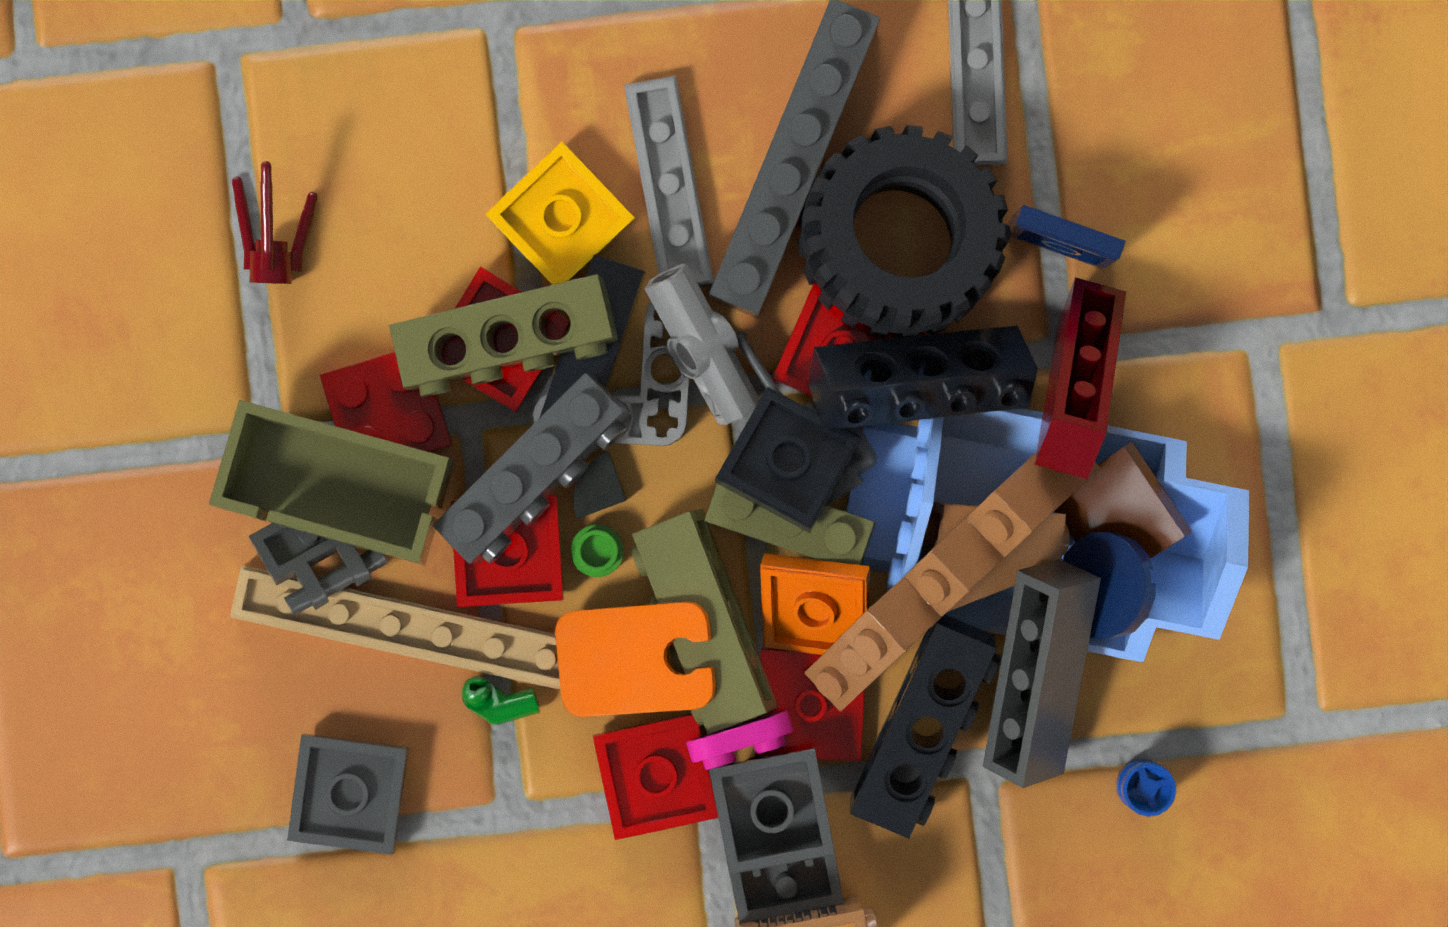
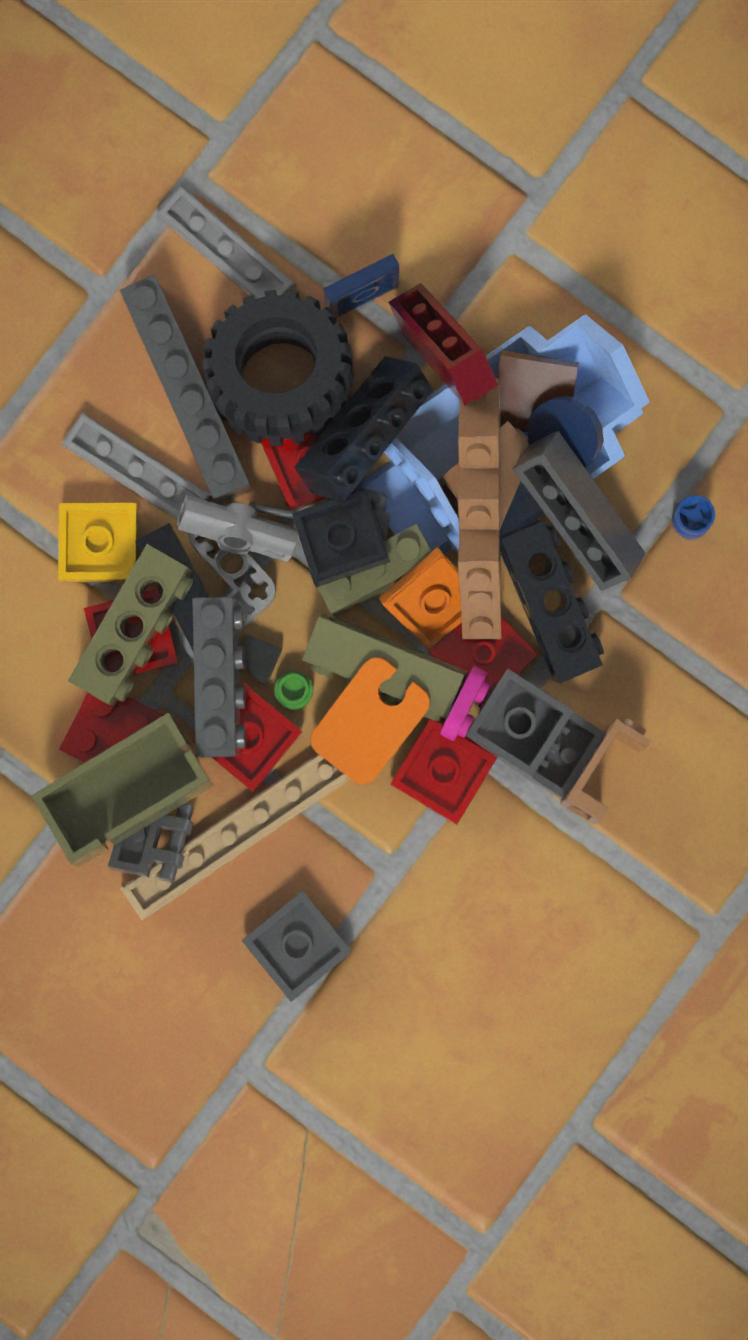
camera: 45 degrees left, 5 degrees down
(495, 705) = (324, 822): green arm -> none

